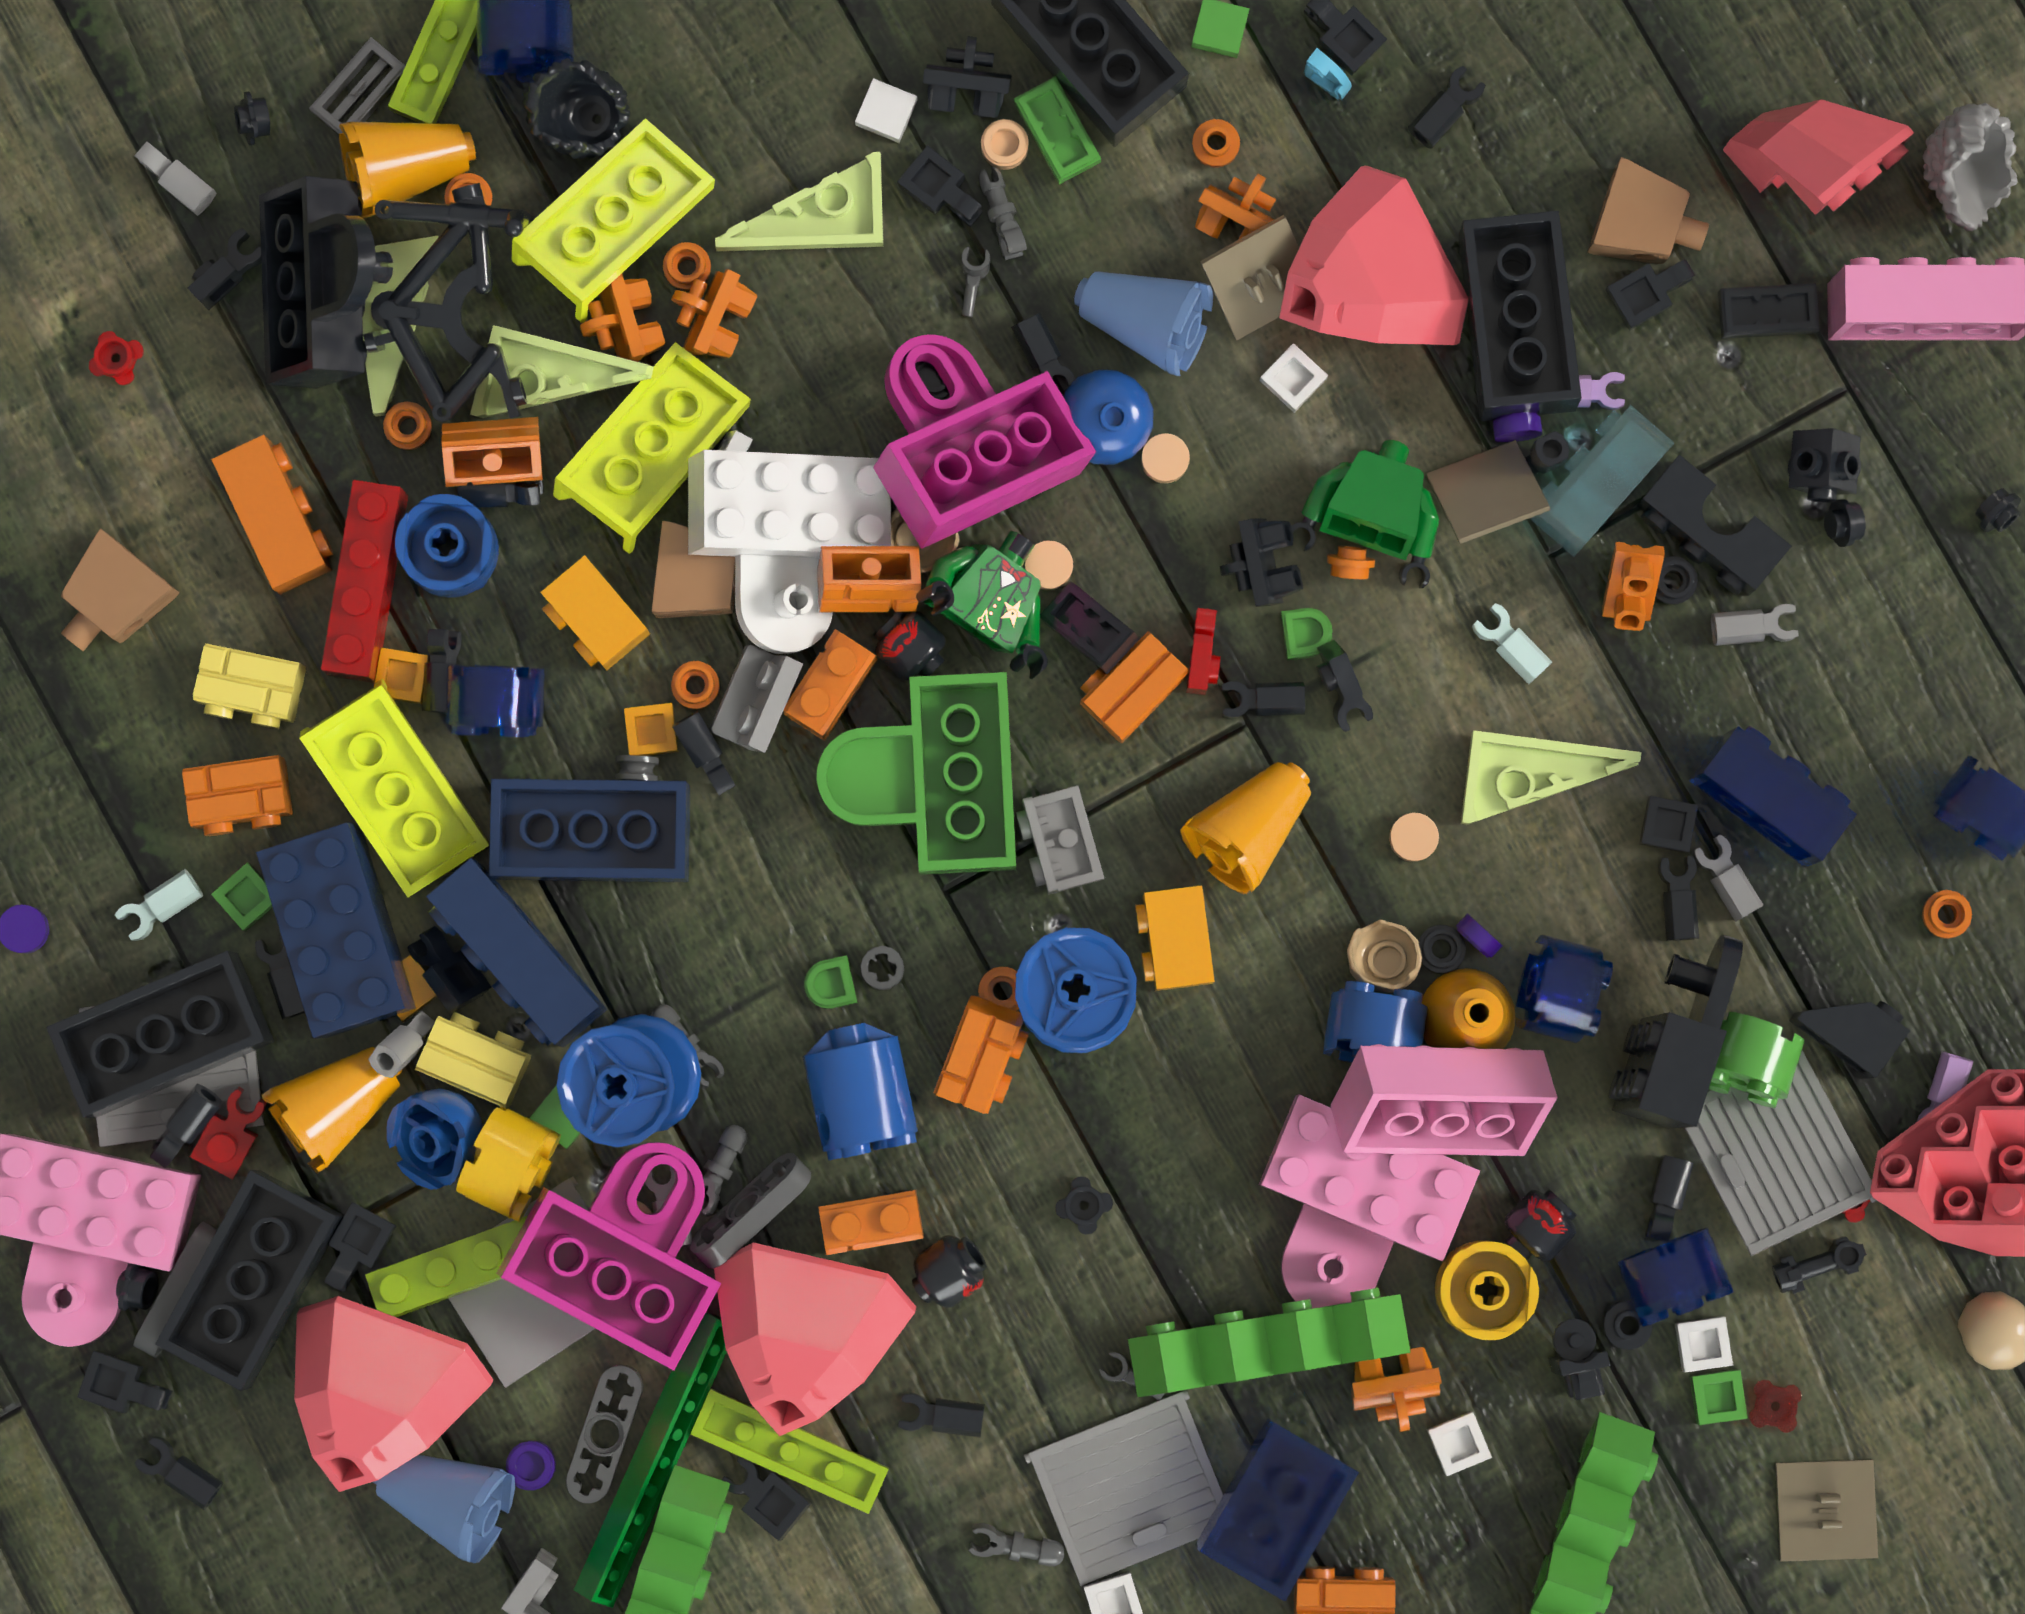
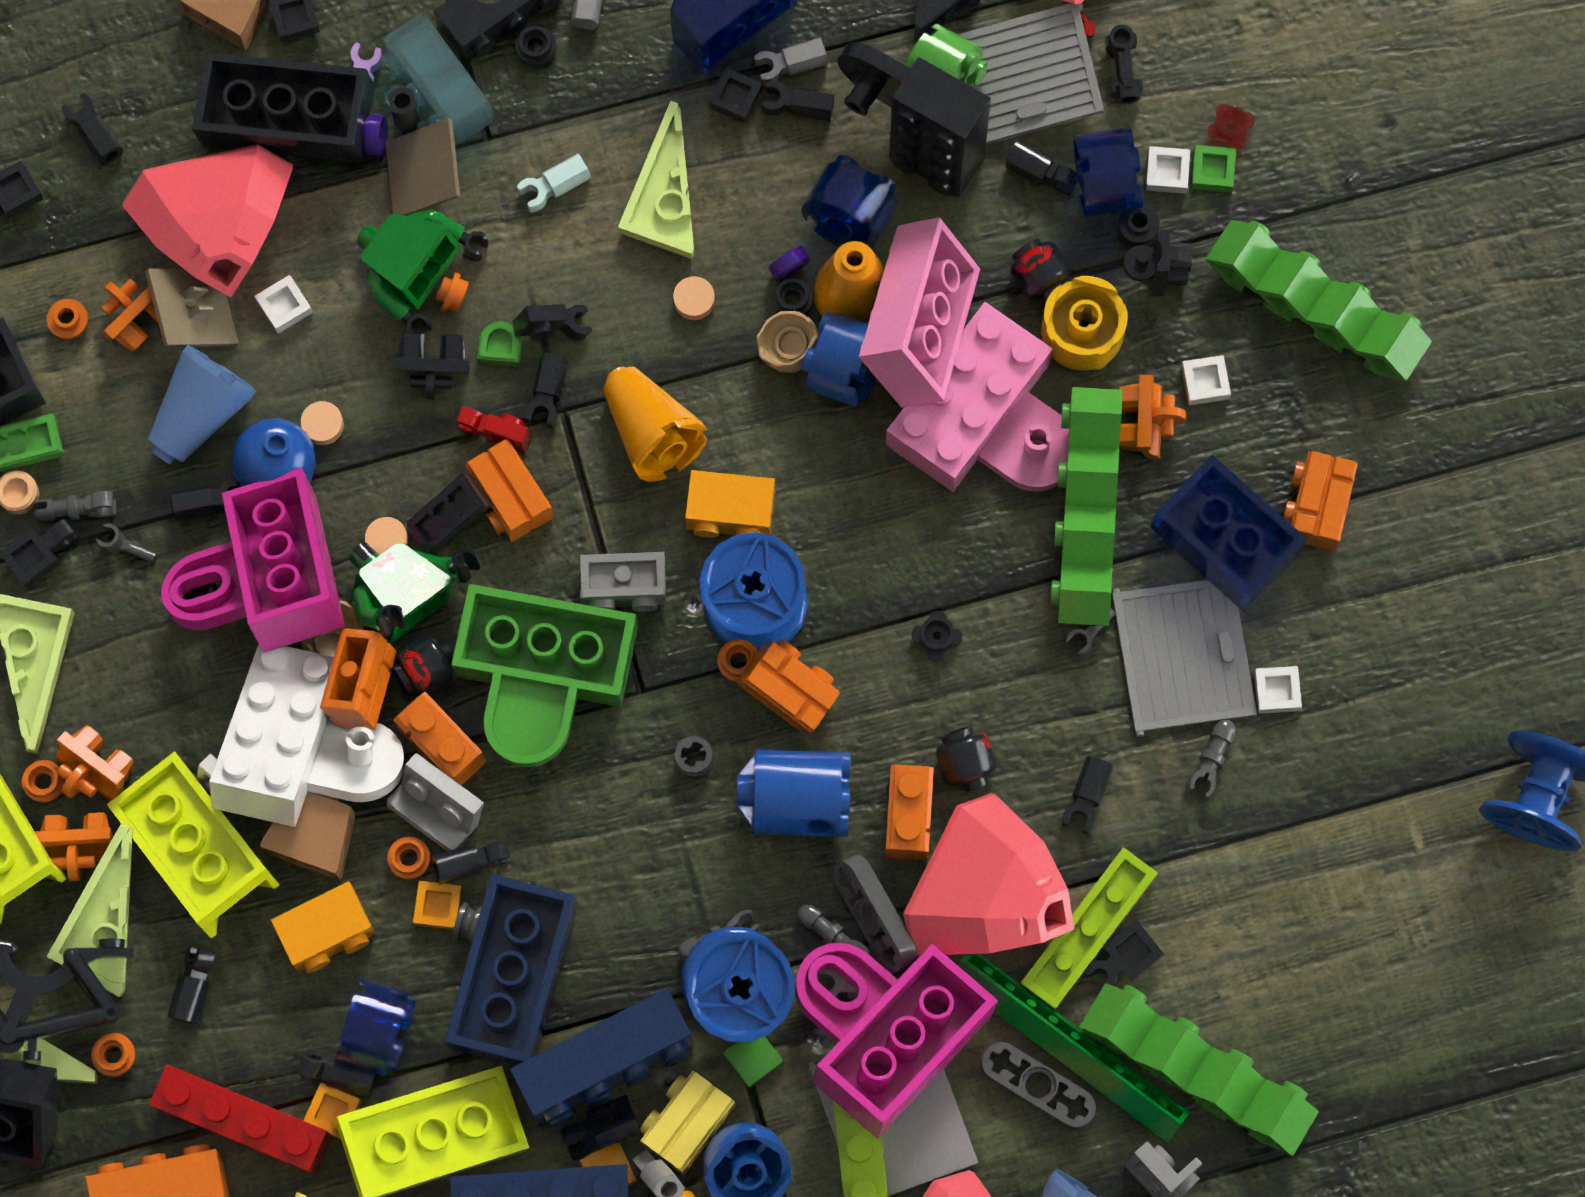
camera: 75 degrees left, 10 degrees down
(428, 526) = (219, 1016): blue brick -> none
(491, 451) = (157, 981): orange brick -> none
(508, 1162) = (784, 1106): yellow brick -> none
(531, 1465) = (1049, 1154): dark purple tile -> none
(830, 983) = (696, 803): bright green tile -> none
(1327, 74) = (36, 216): medium azure tile -> none
(1632, 585) = (530, 73): orange hips -> none
(1826, 1510) = (1324, 108): dark tan piece -> none

